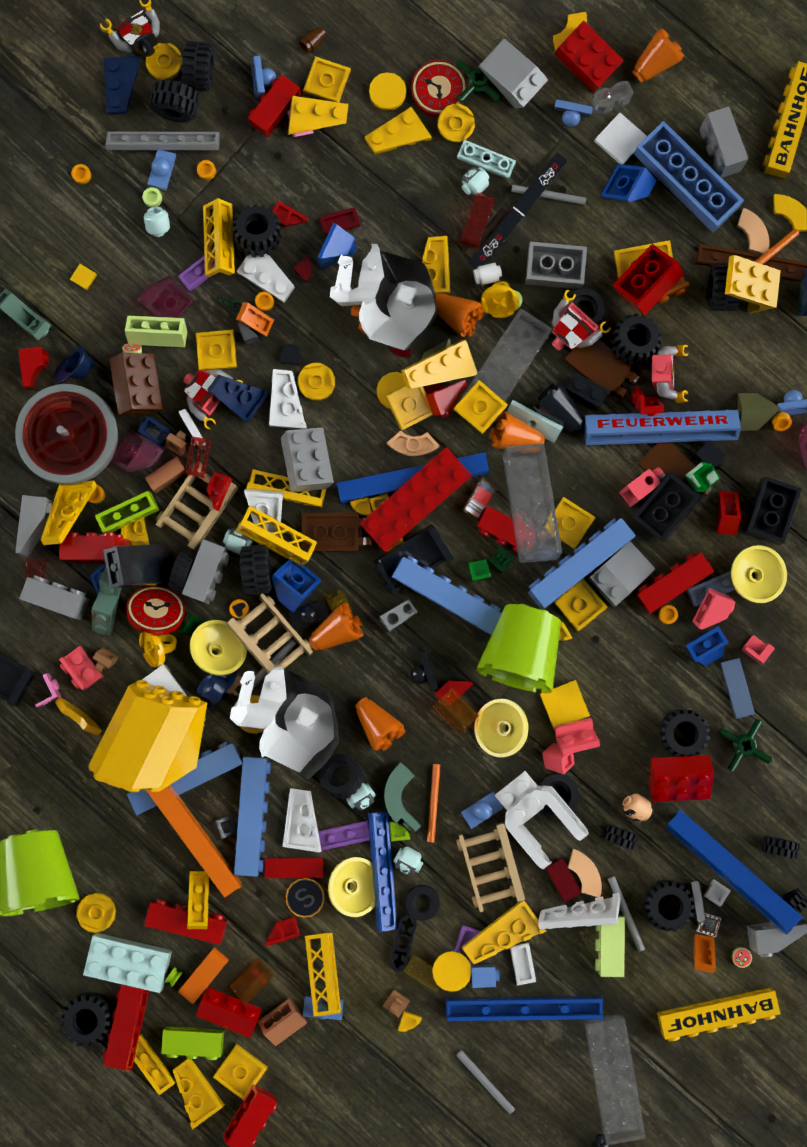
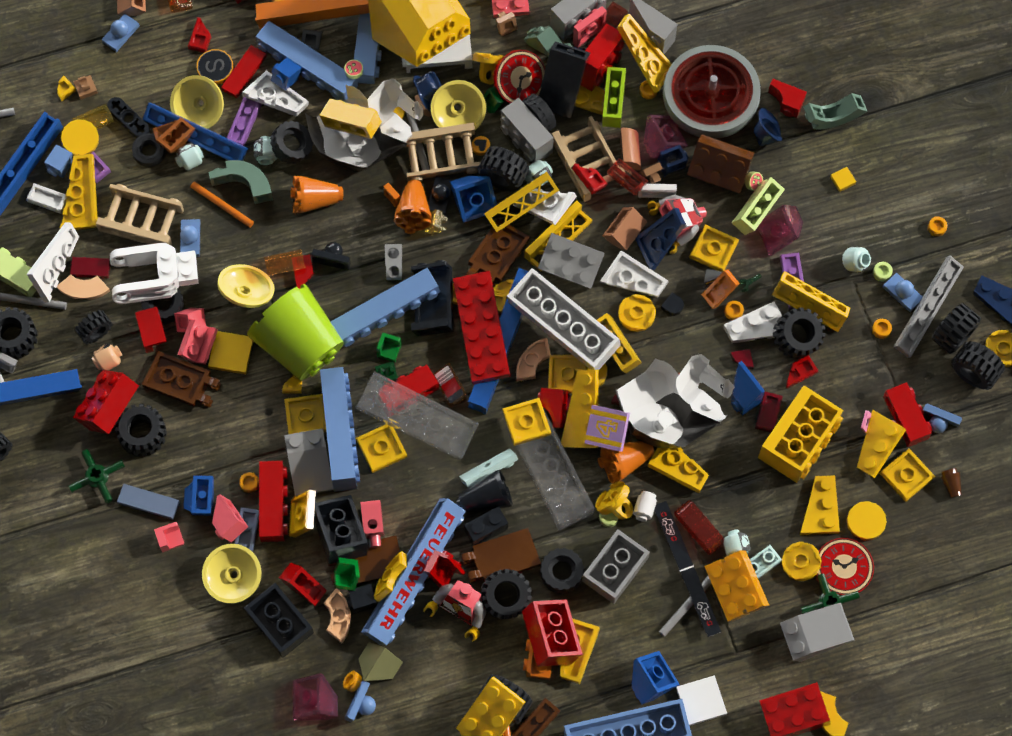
camera: 120 degrees right, 15 degrees down
(60, 577) = (589, 27): none -> coral plate
(237, 764) = (353, 69): none -> tile
(244, 436) = (625, 228): none -> nougat brick
(277, 825) = (285, 73): none -> blue brick
(288, 735) = (350, 118): none -> yellow brick
(329, 970) = (139, 46): yellow fence -> none
(335, 656) = (391, 194): none -> orange tile
(348, 178) = (801, 434): none -> yellow brick
(358, 378) = (624, 355): none -> yellow brick
(372, 427) = (563, 320): none -> white brick
(398, 832) = (216, 162): lime tile -> none
(398, 889) = (173, 134): none -> dark orange slope
(448, 332) = (607, 428): none -> lavender tile
(513, 157) = (736, 585): none -> light orange piece
(513, 432) = (485, 443): orange cone -> none
(572, 112) = (752, 670): medium blue tile -> none
(574, 326) = (550, 545): torso -> none
(589, 786) = (150, 328): none -> red panel
(612, 98) = (743, 715): clear brick -> none
(616, 732) = (180, 380): none -> reddish brown tile
(672, 548) = (302, 513): none -> yellow tile
(687, 441) = (394, 569): none -> yellow tile
(733, 466) = (340, 616): none -> light nougat tile

